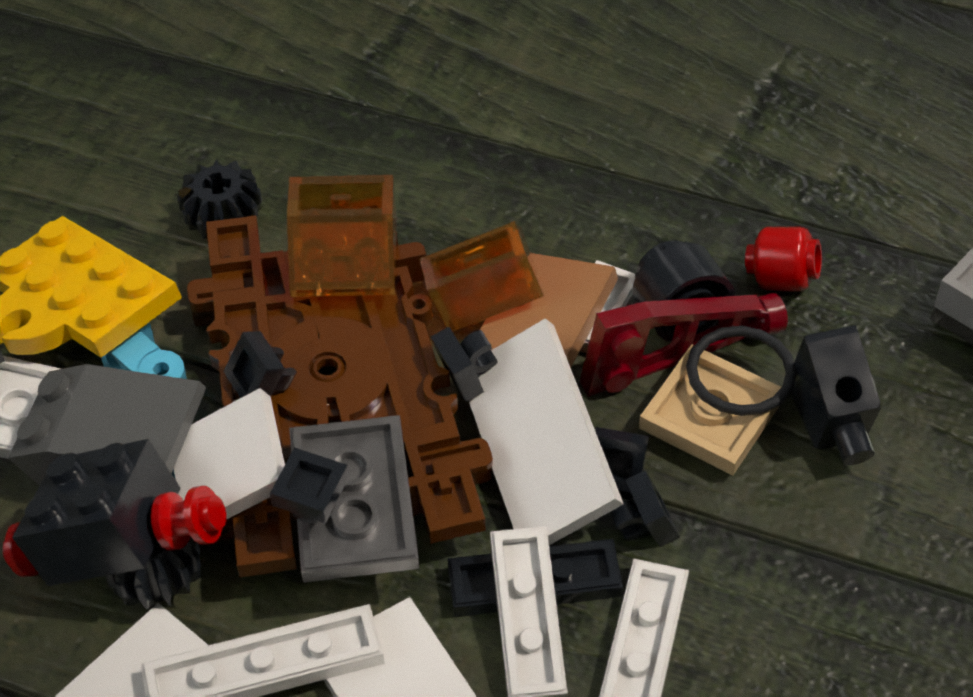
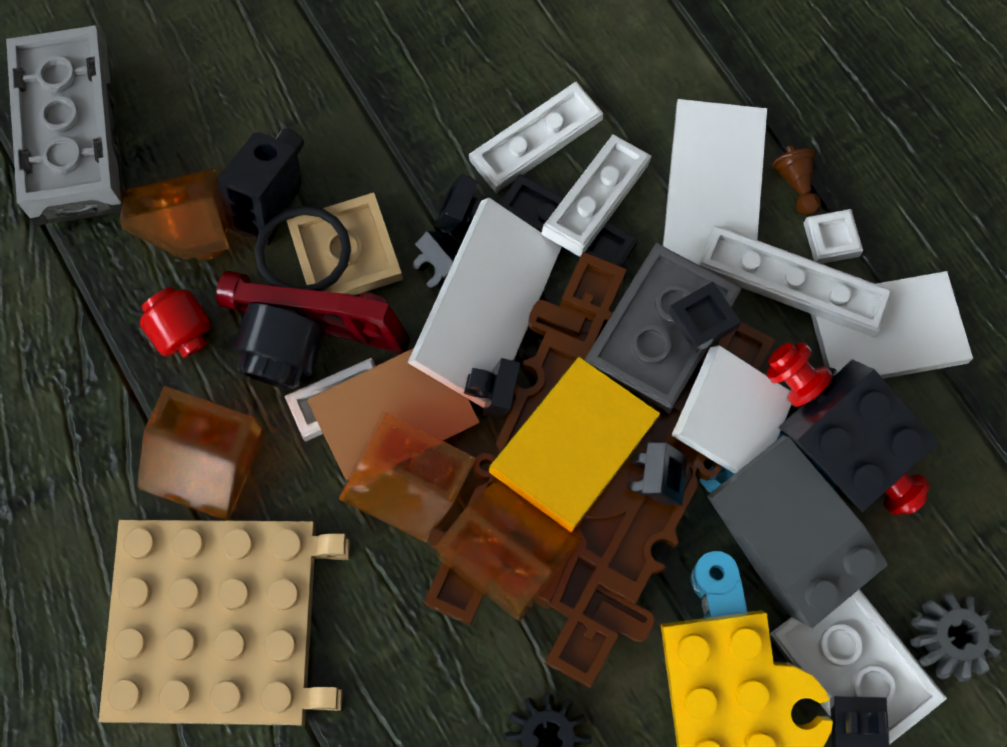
camera: 140 degrees left, 20 degrees up
(351, 347) = (574, 444): none -> yellow tile
(537, 125) = (214, 623): none -> tan plate
(665, 196) = (197, 452): none -> clear orange slope
(895, 325) = (179, 215): none -> clear orange slope

